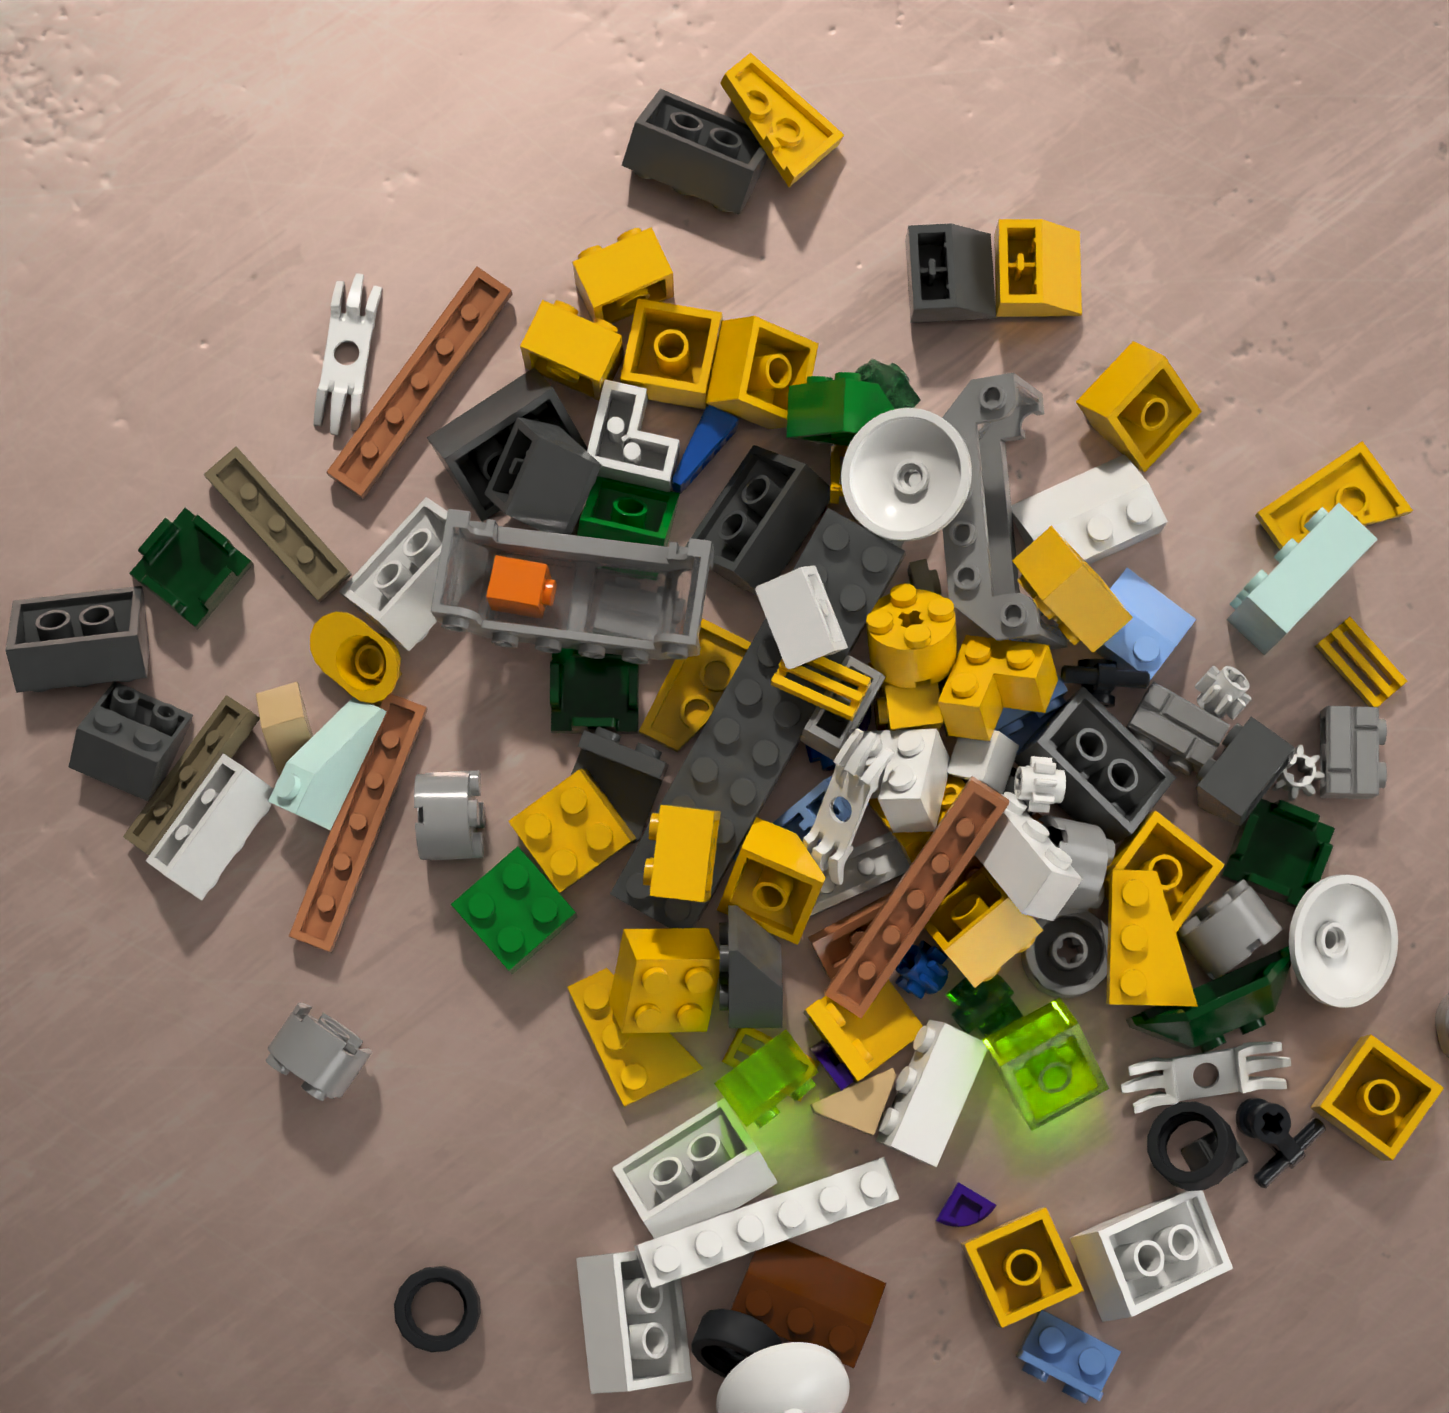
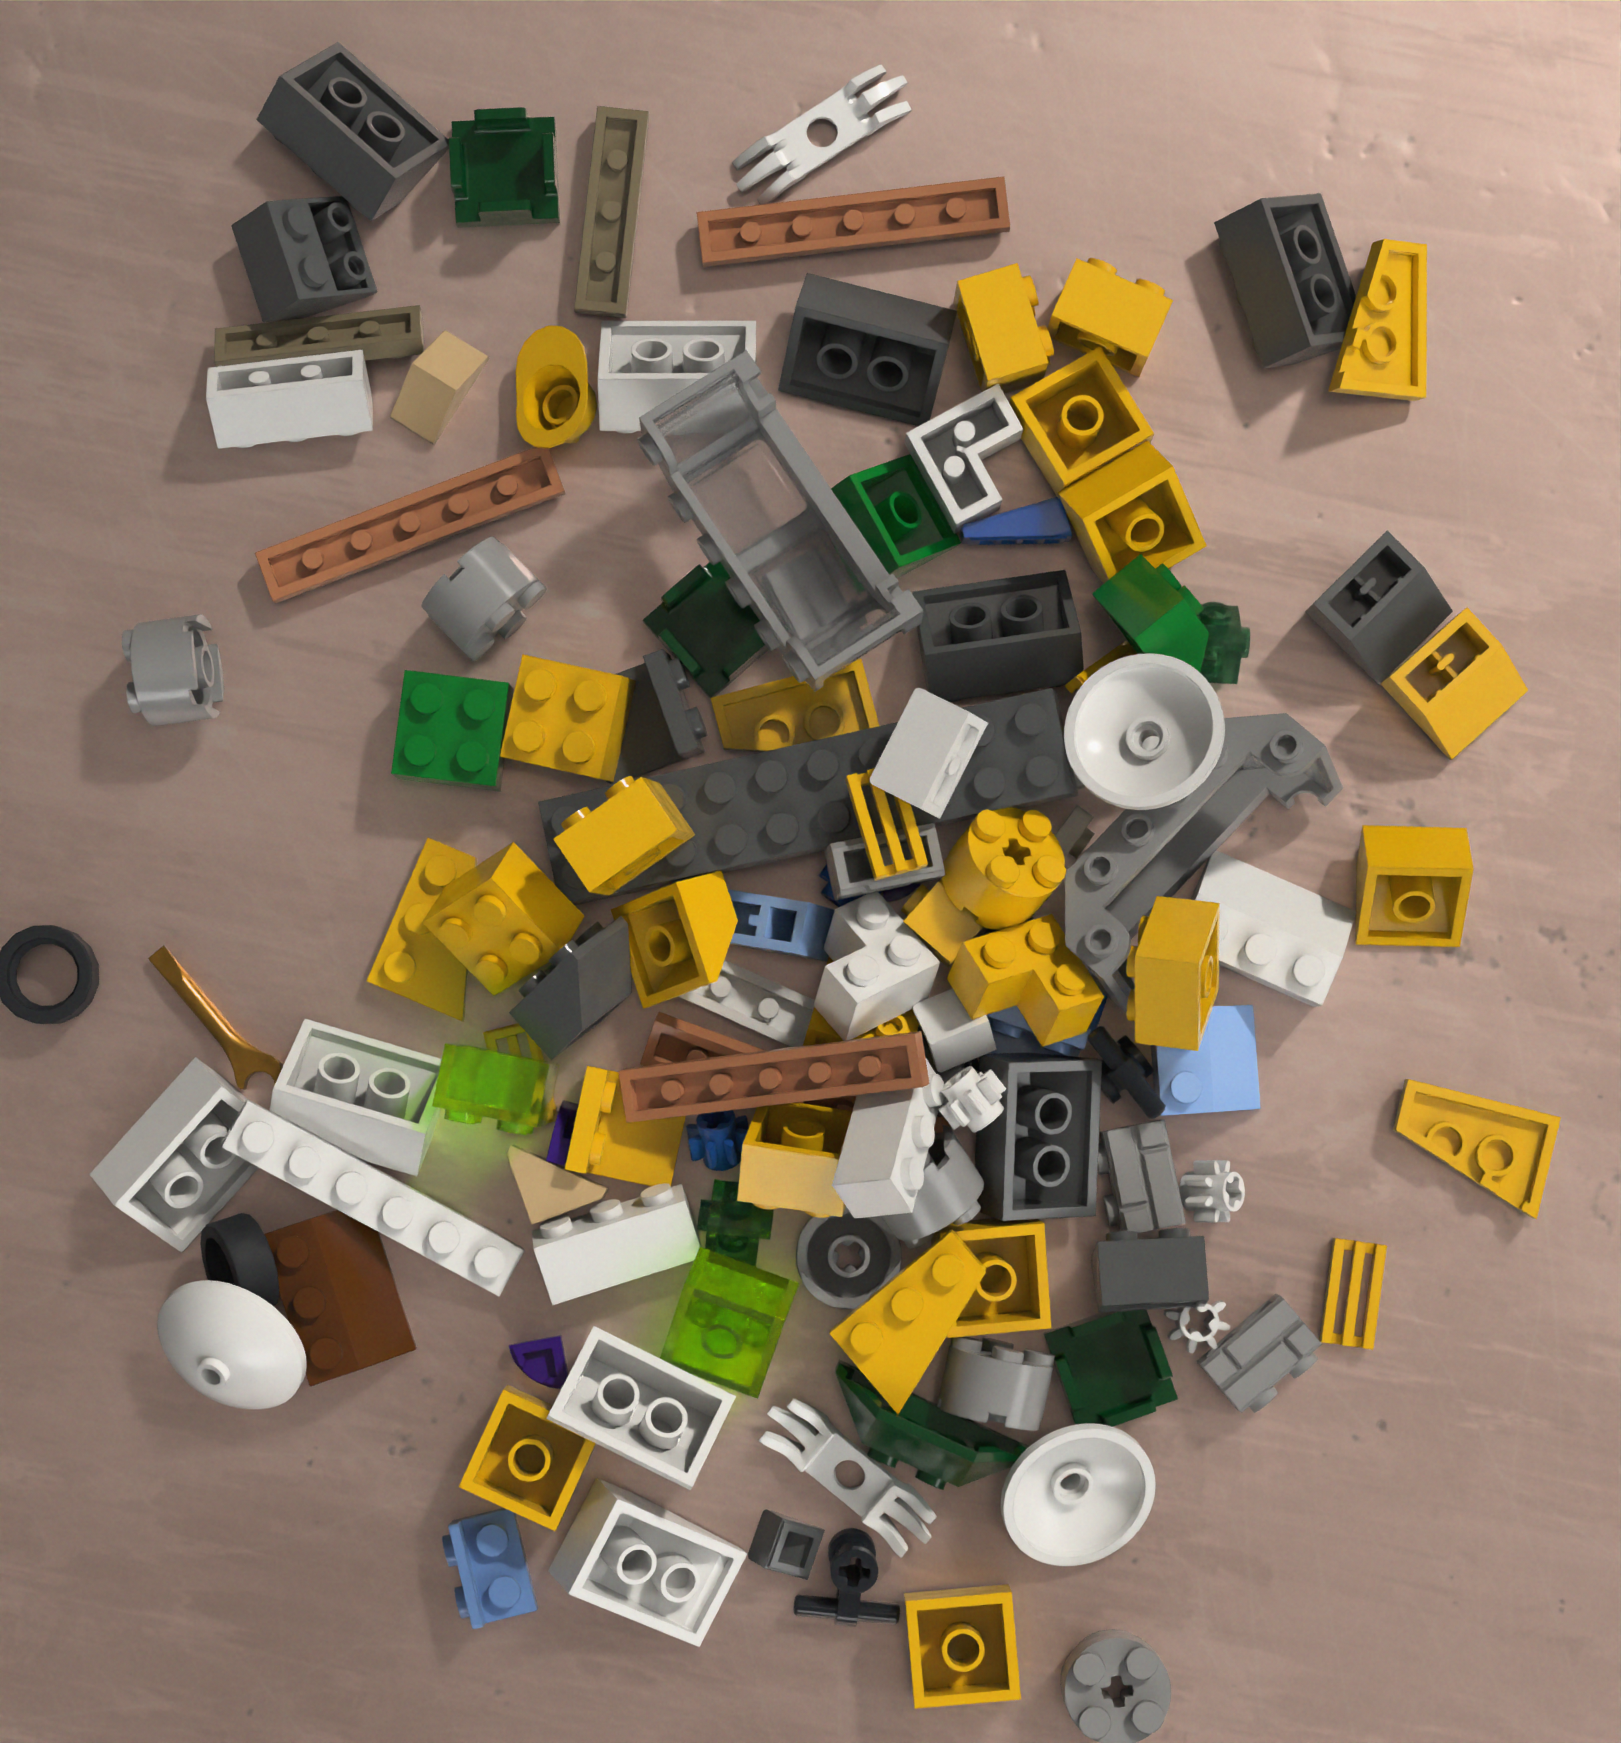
camera: 50 degrees right, 5 degrees up
(327, 764) = (431, 450): light aqua slope -> none
(520, 587) = (738, 477): orange brick -> none
(543, 477) = (859, 408): dark grey slope -> none
(599, 1228) = (243, 1056): none -> pearl gold piece
(855, 787) = (819, 939): white piece -> none
(1052, 1166) = (641, 1407): none -> white slope
(1168, 1122) = (761, 1479): black tyre -> none
(1305, 572) = (1376, 1172): light aqua slope -> none

